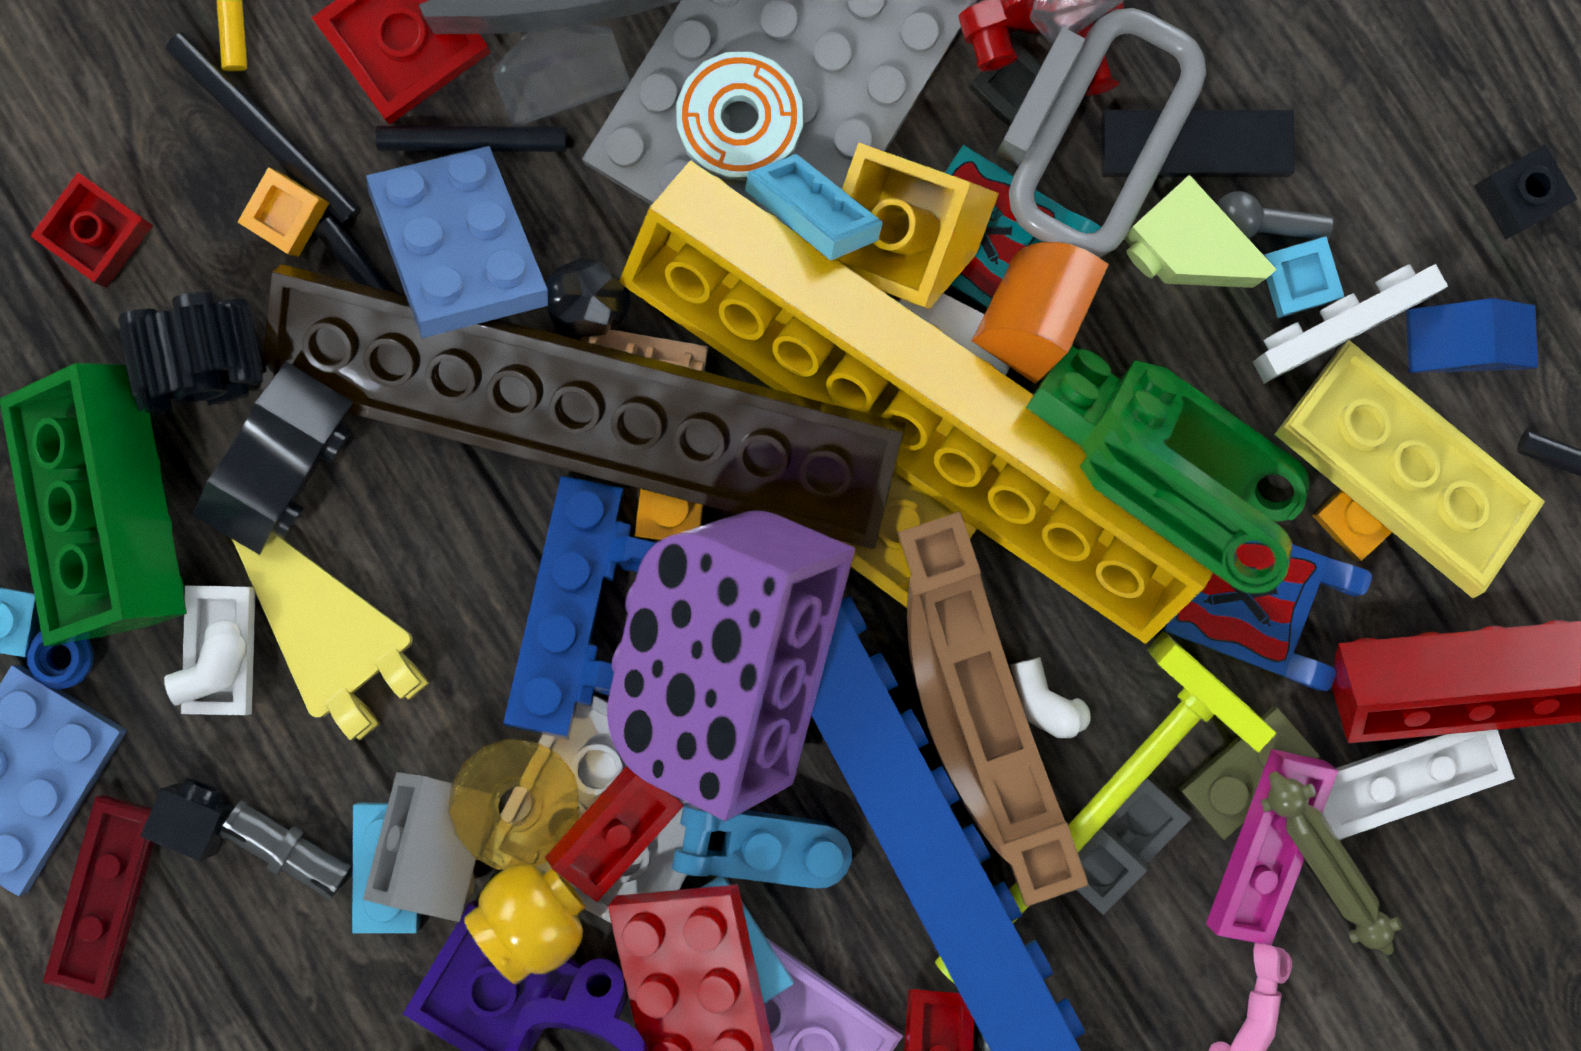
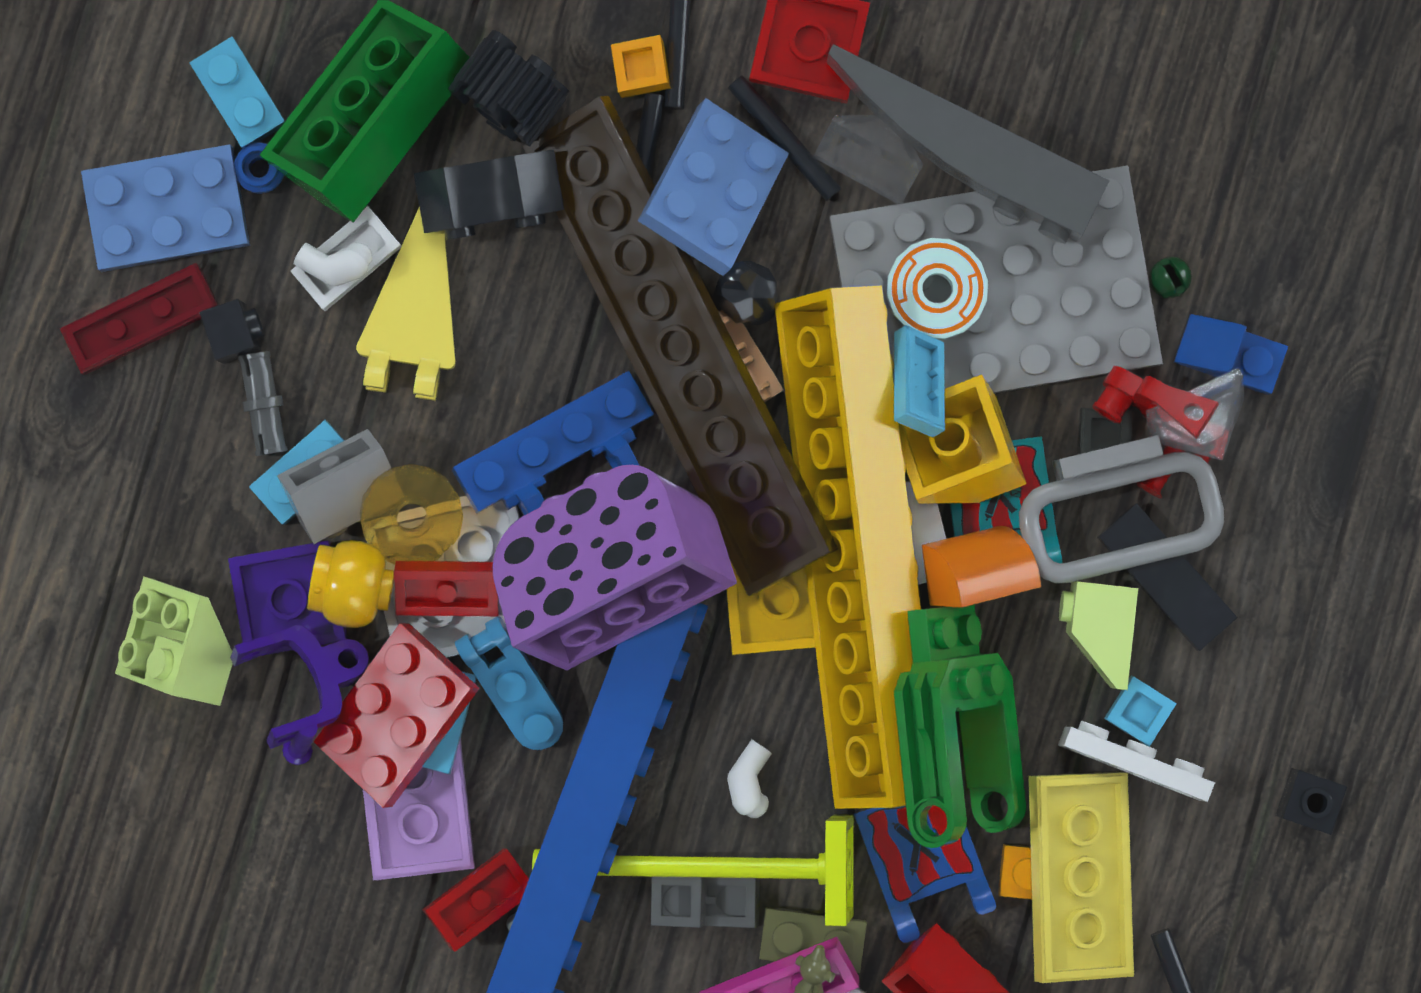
camera: 50 degrees right, 0 degrees up
(665, 516) = (659, 455): light orange plate -> none
(978, 713) = (706, 743): medium nougat piece -> none
(1253, 218) = (1148, 646): dark grey bar -> none
(1472, 337) = (1196, 847): blue slope -> none

